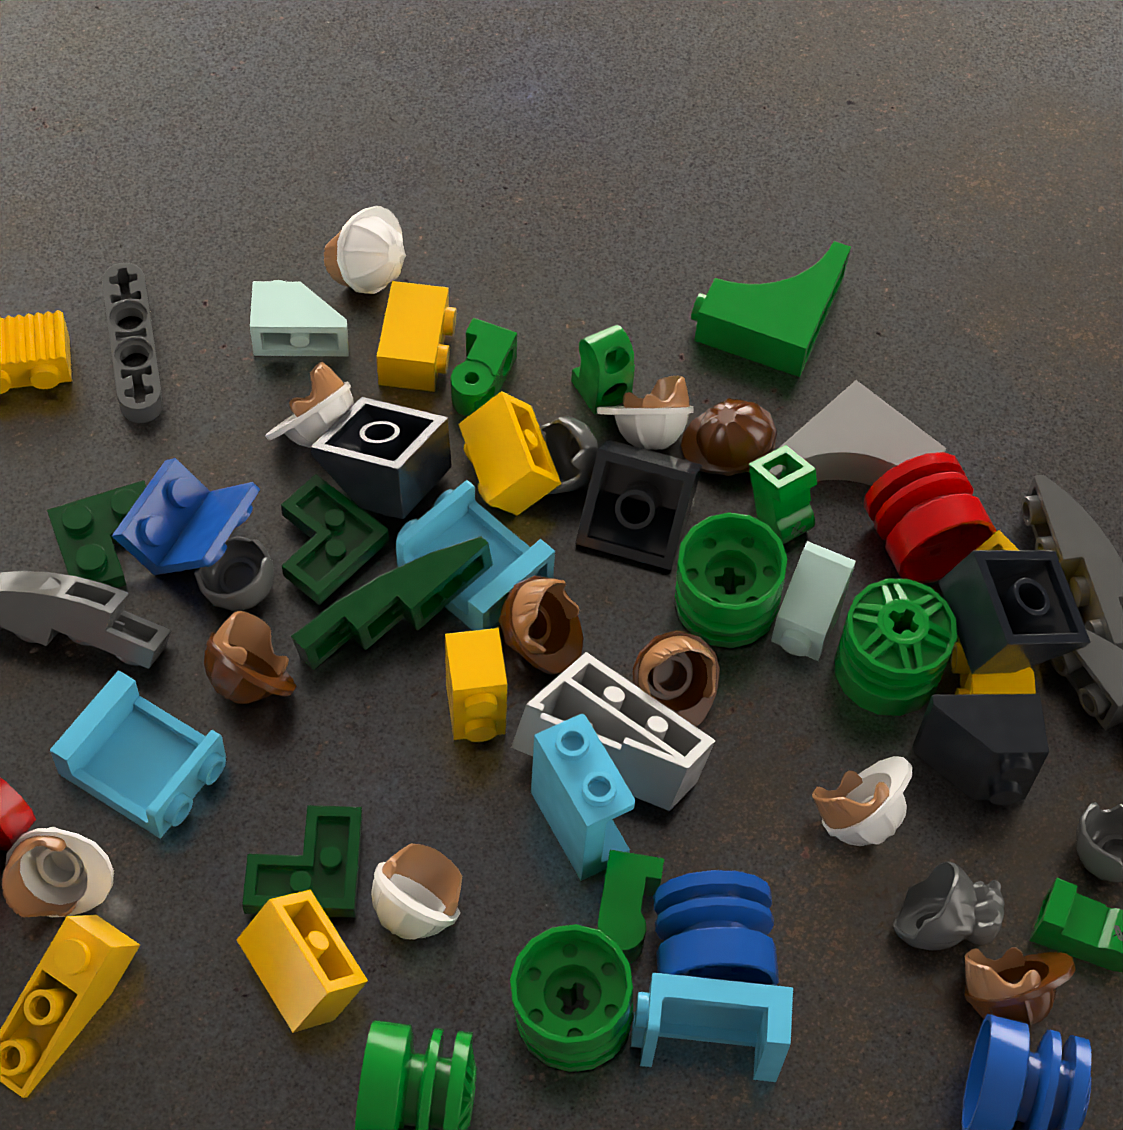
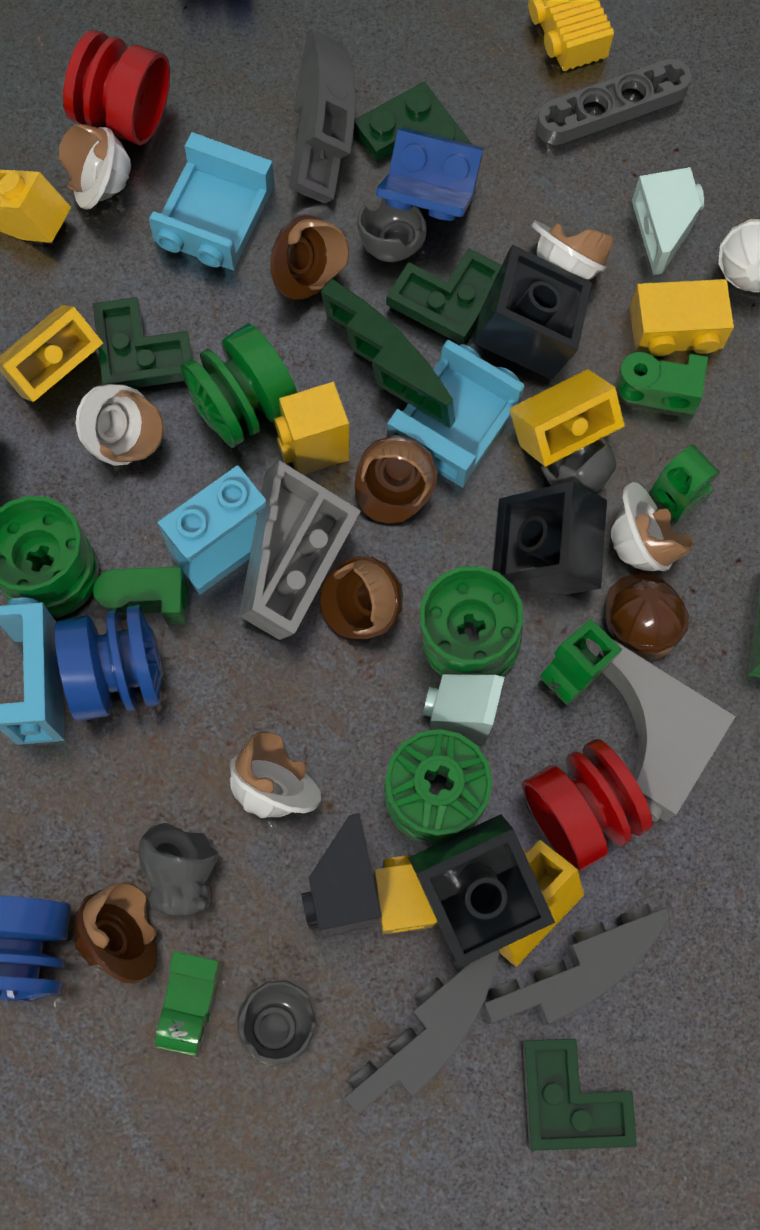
camera: 80 degrees right, 15 degrees up
(403, 750) = (232, 390): none -> green wheel

